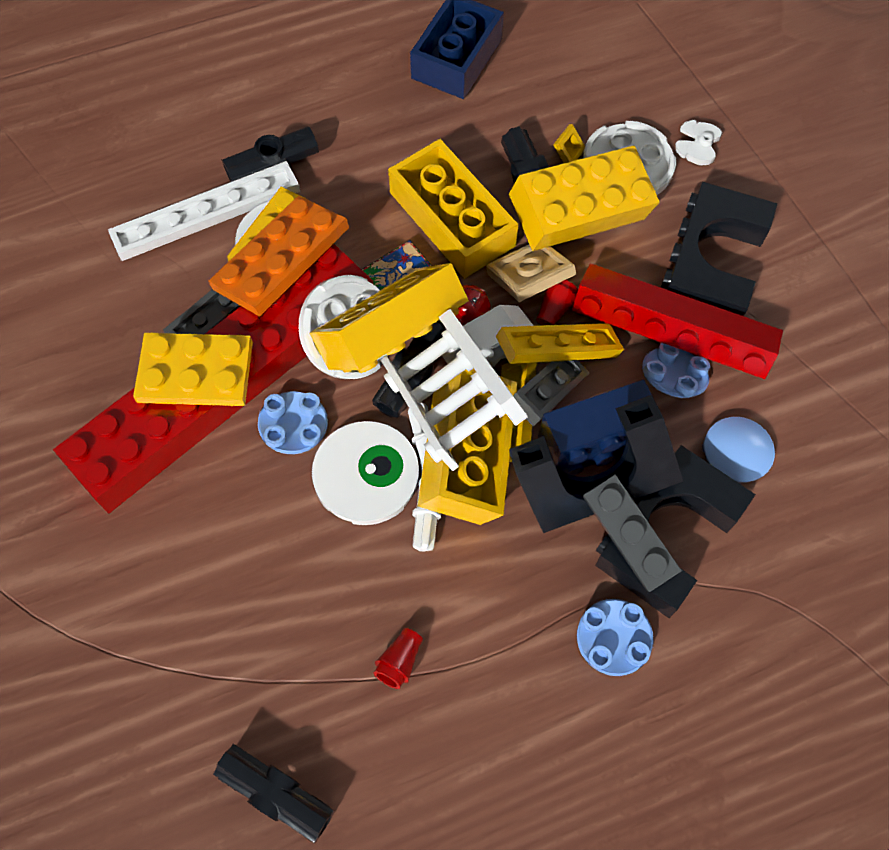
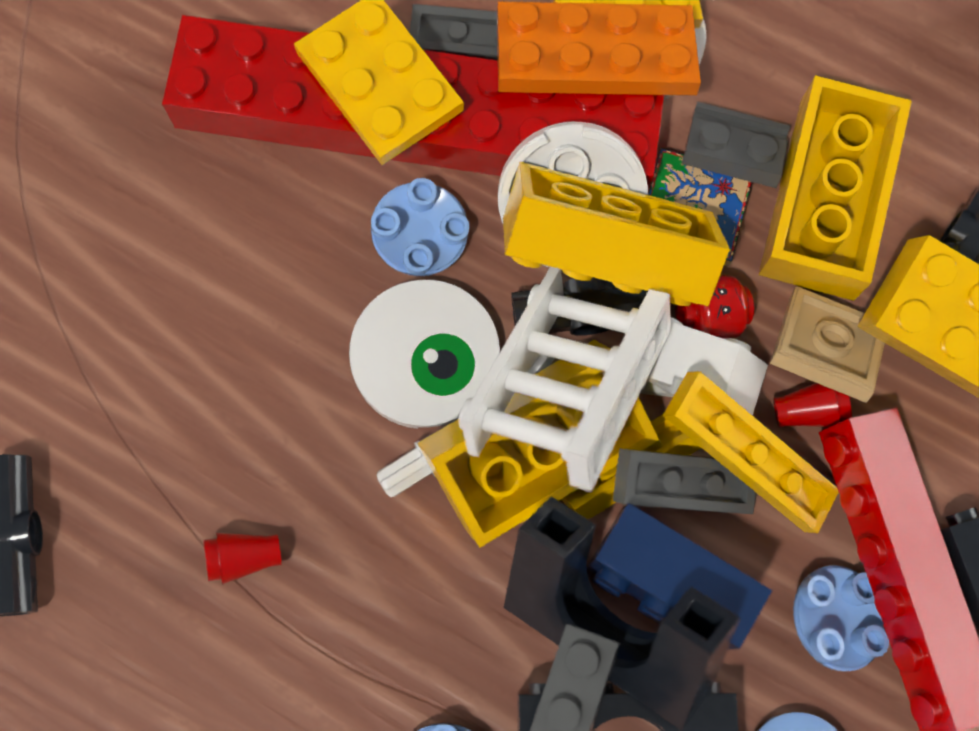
camera: 50 degrees right, 10 degrees up
(387, 236) = (736, 145): none -> dark grey plate

